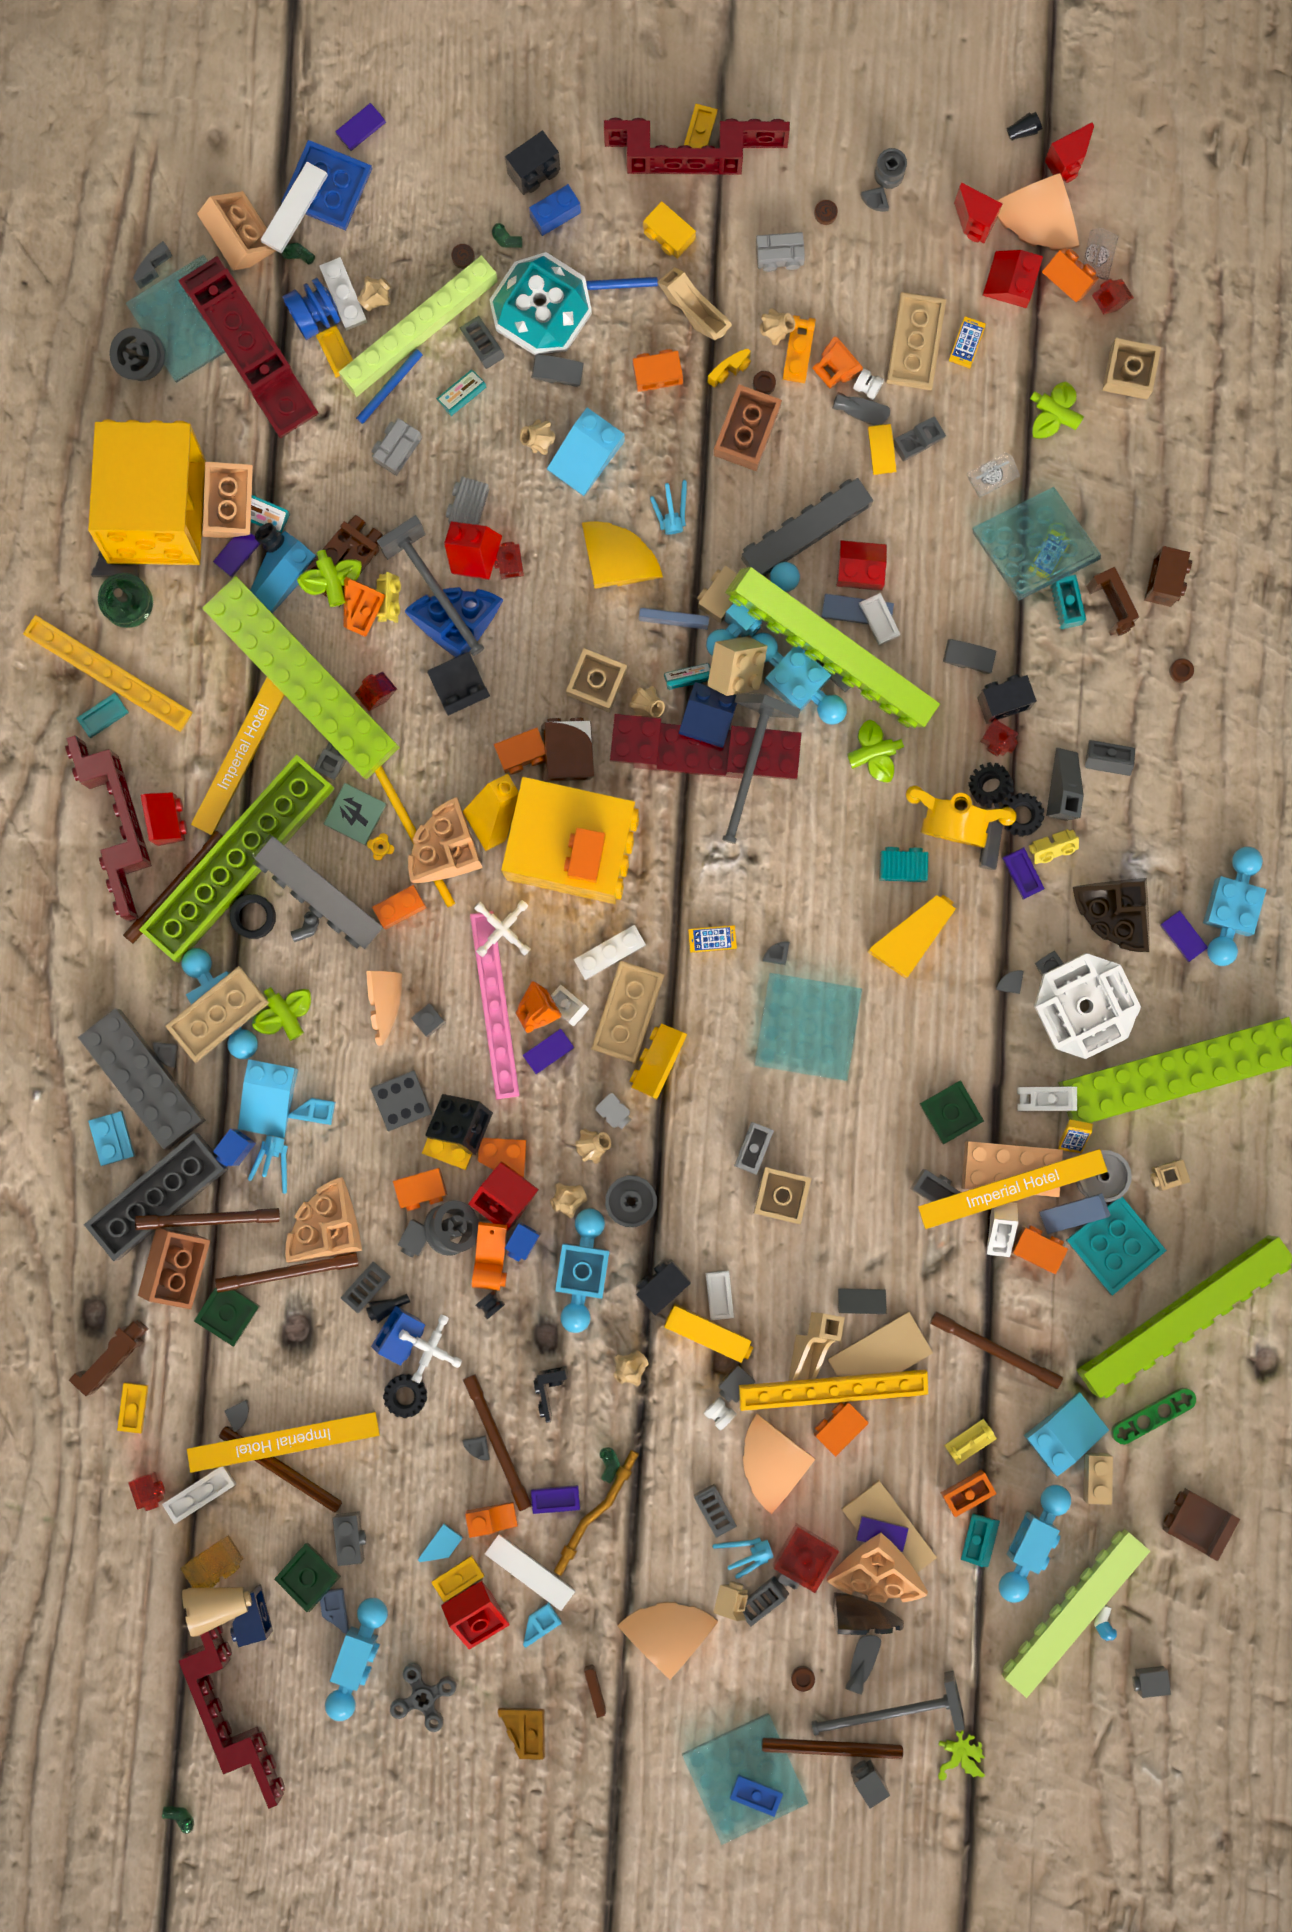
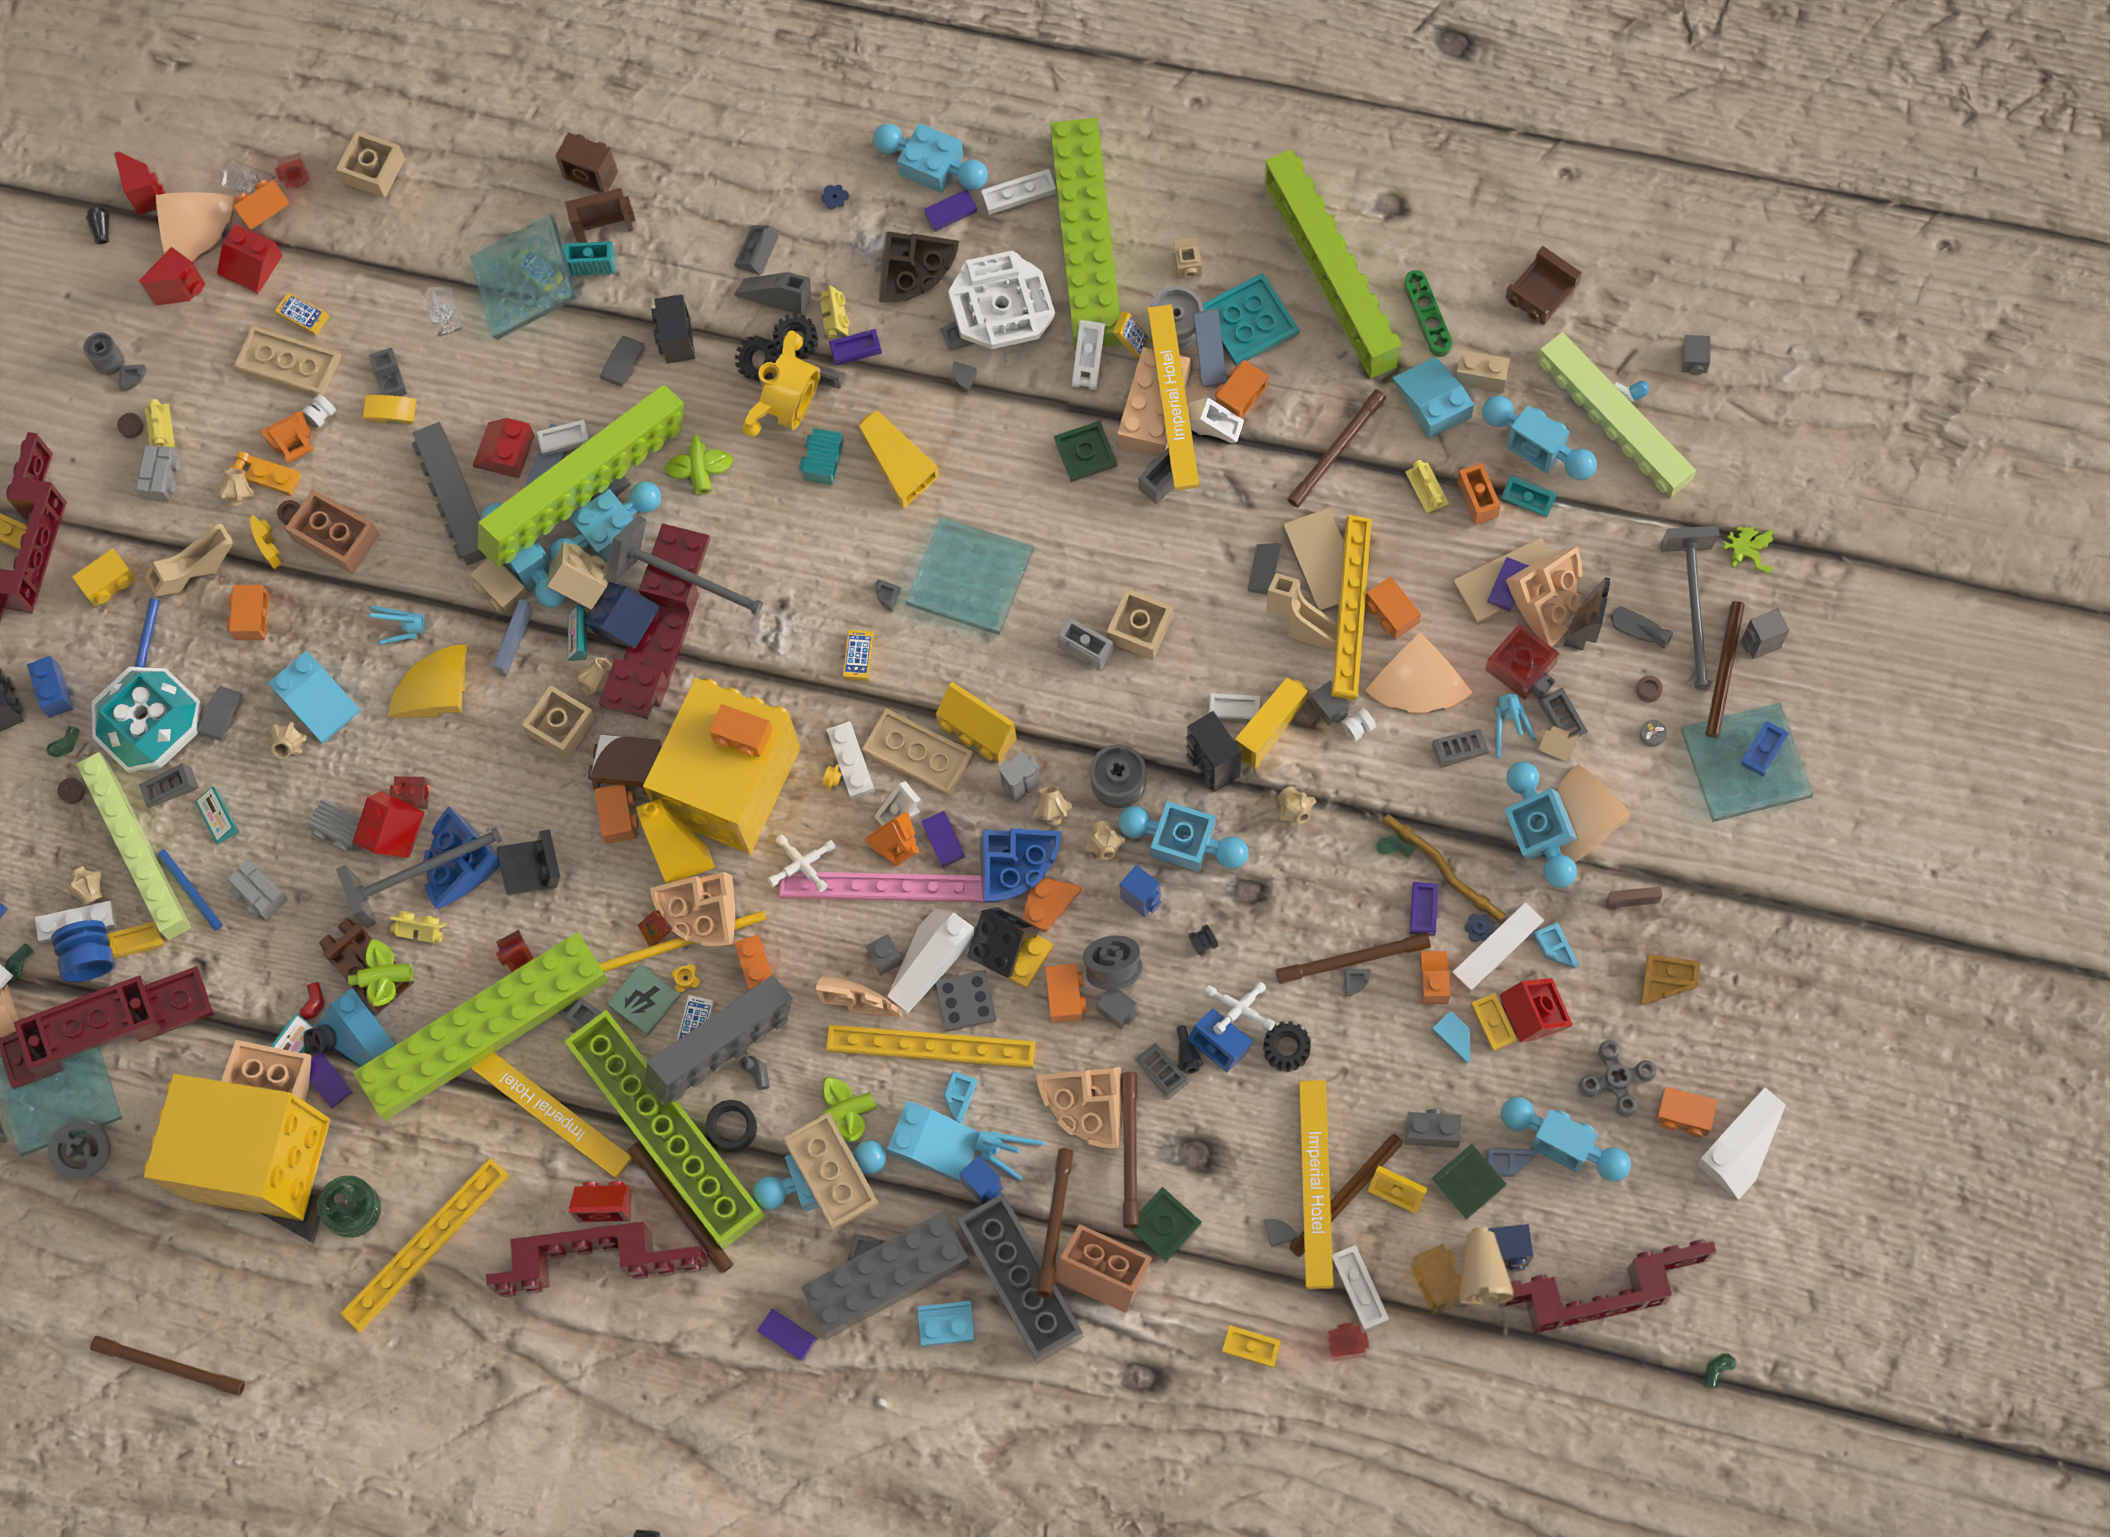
camera: 75 degrees left, 15 degrees down
(80, 1003) = (787, 1334): none -> dark purple tile
(102, 715) = (470, 1257): teal tile -> none
(118, 1351) = (1183, 1346): reddish brown hips -> none
(290, 1514) = (1397, 1189): none -> yellow plate
(302, 524) = (314, 1003): none -> red arm
(341, 864) = (696, 1012): none -> tile
(354, 1077) = (931, 1046): none -> yellow tile
(360, 606) = (420, 951): orange wing -> none
(381, 1816) = (1742, 1148): none -> white wedge
(402, 1762) = (1686, 1112): none -> orange brick
(420, 809) = (654, 928): none -> clear red tile
(439, 1062) = (931, 953): none -> white wedge
(490, 1257) = (1158, 934): orange door -> none
(503, 1196) = (1089, 904): red slope -> none
(534, 1121) = (1015, 860): none -> blue brick
(540, 1548) = (1476, 933): none -> dark blue plant
(555, 1378) = (1298, 896): black bracket -> none
(588, 939) = (832, 777): none -> yellow plate
(647, 1597) = (1541, 824): none -> medium azure brick
(759, 1687) = (1653, 733): none -> tile
(828, 240) = (159, 424): none -> light yellow hinge
(862, 409) = (342, 423): dark grey piece -> none
(999, 738) = (712, 345): clear red brick -> none
(1055, 411) = (394, 242): lime plant -> none
(1181, 670) = (684, 171): reddish brown tile -> none
(1184, 818) = (832, 192): none -> dark blue plant
(1214, 998) = (1018, 191): none -> white plate

